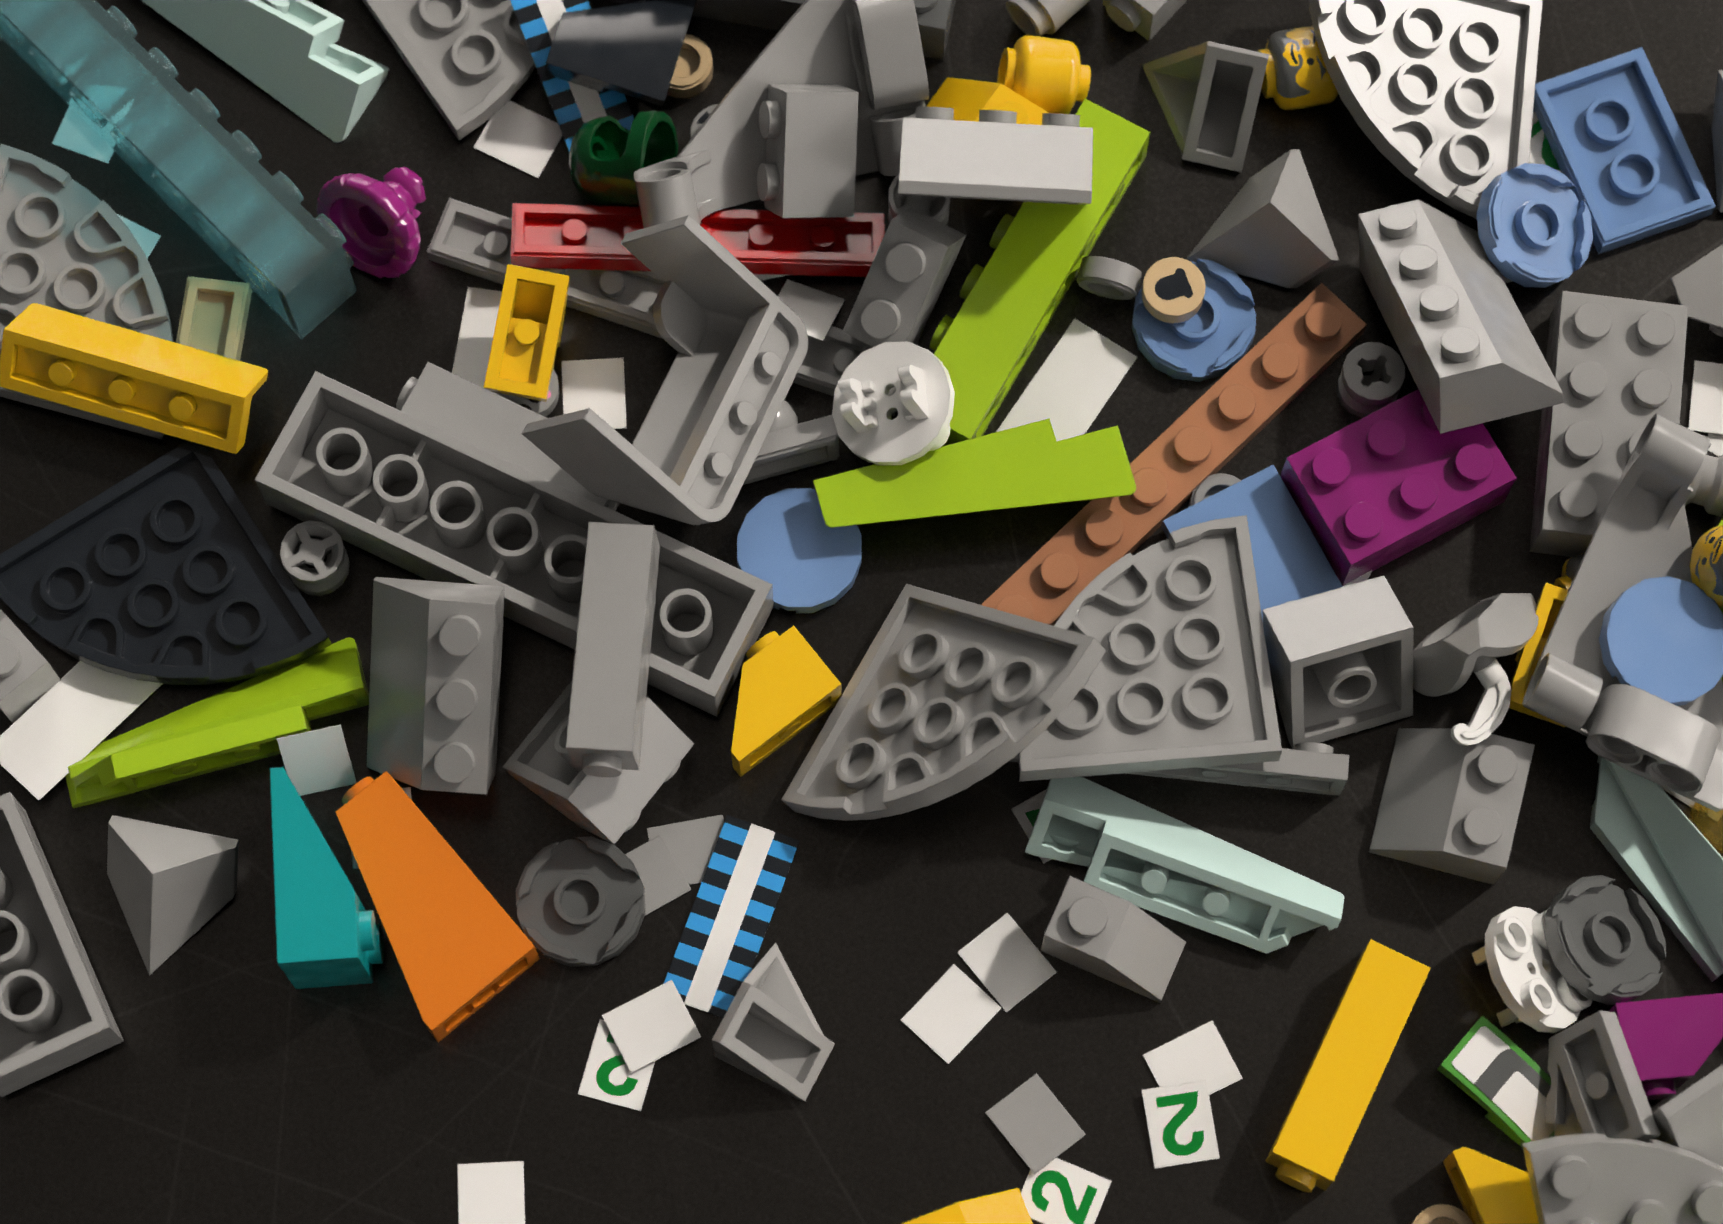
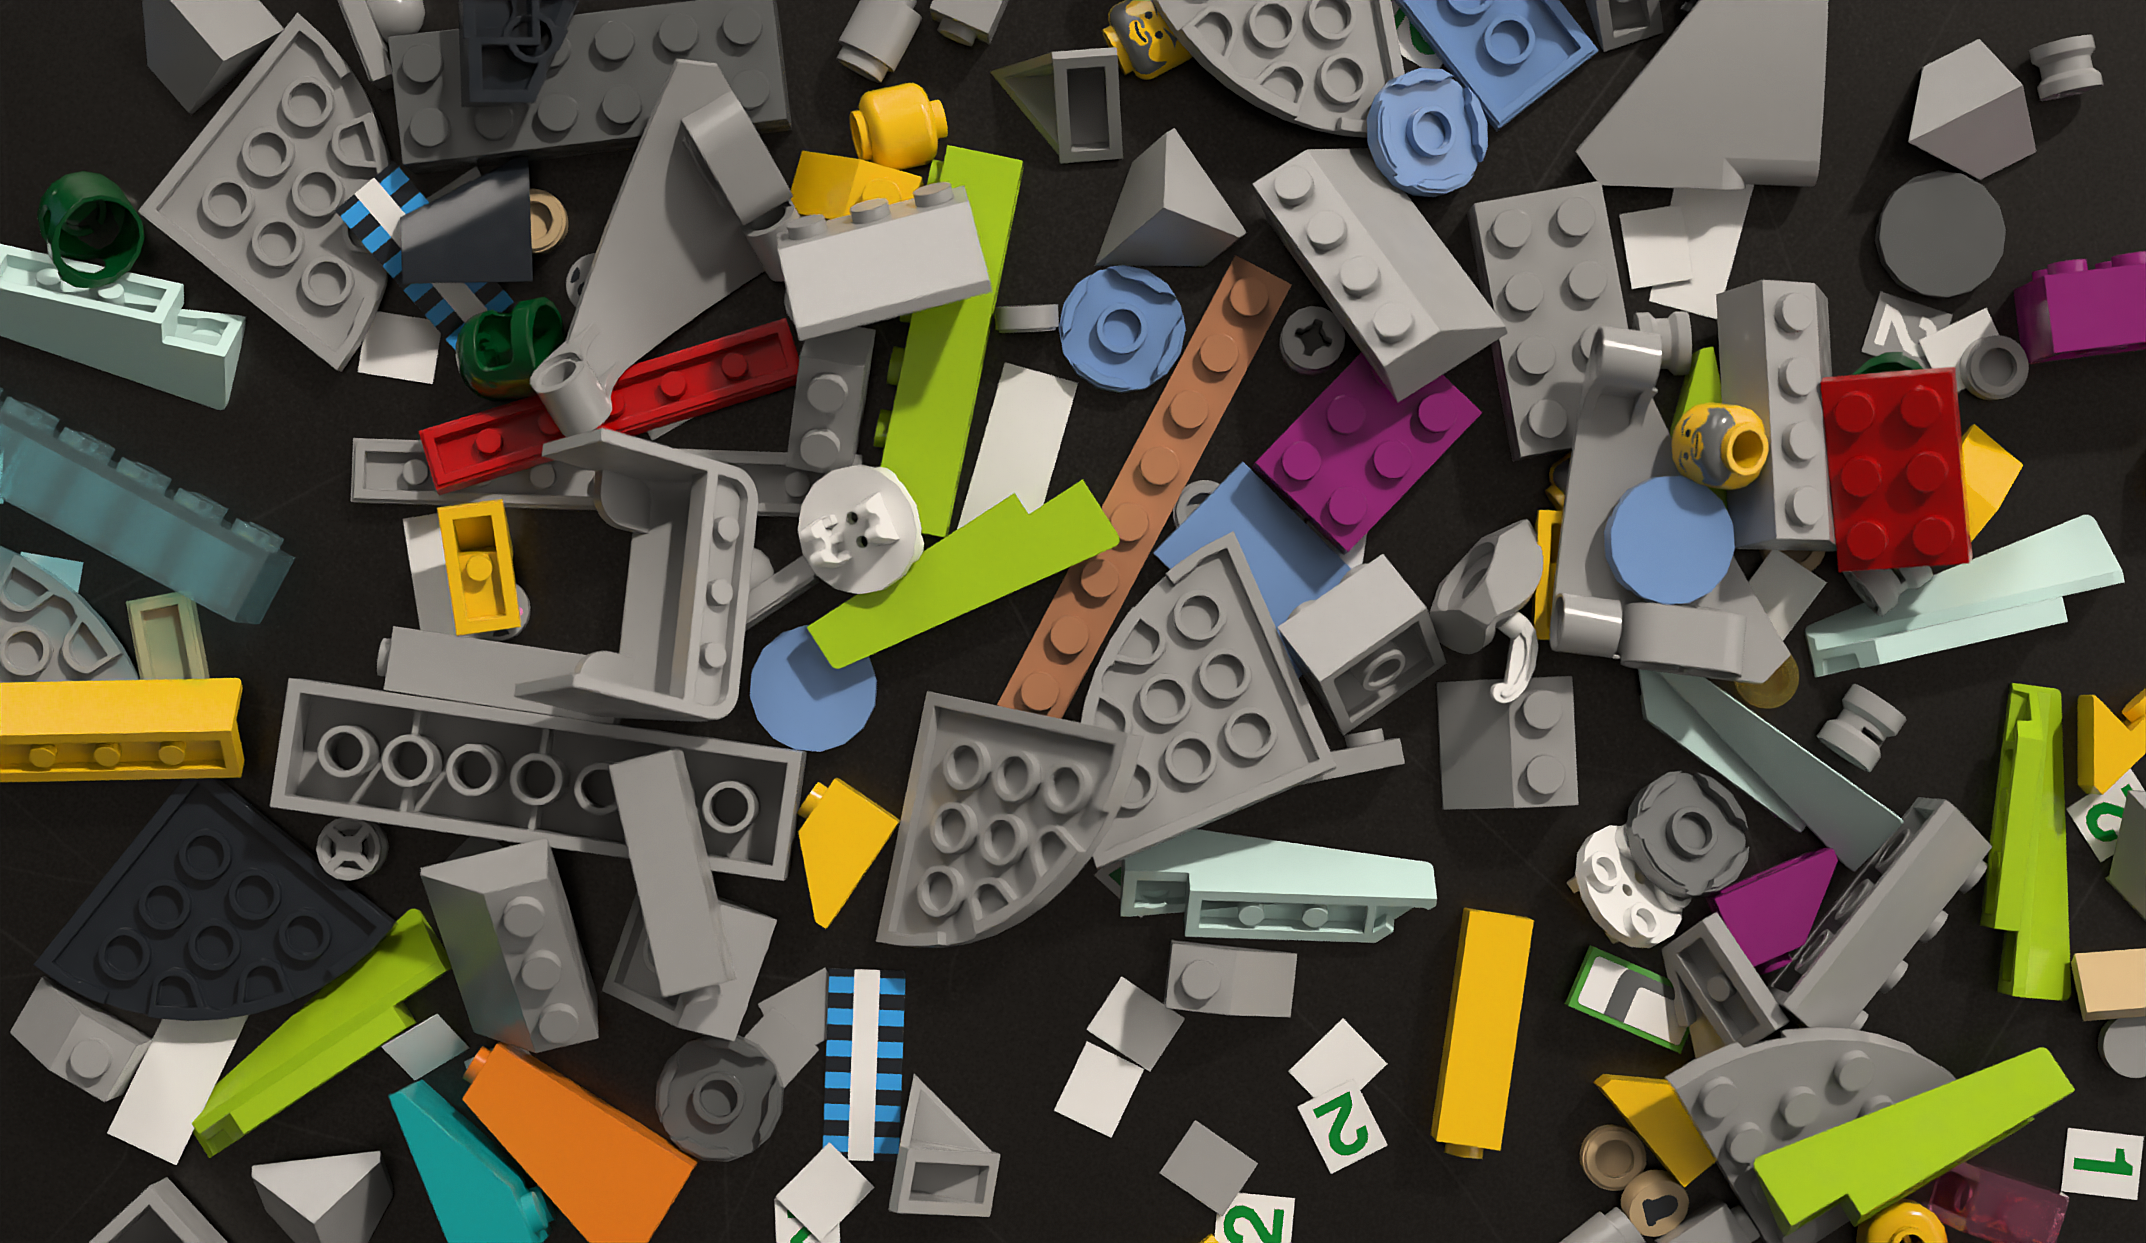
camera: 20 degrees left, 15 degrees up
(376, 219) = (290, 490): magenta hair -> none
(596, 386) = (563, 590): white sticker -> none
(809, 150) = (692, 289): light grey brick -> none
(812, 306) = (742, 441): white sticker -> none
(1173, 290) = (1093, 313): tan tile -> none

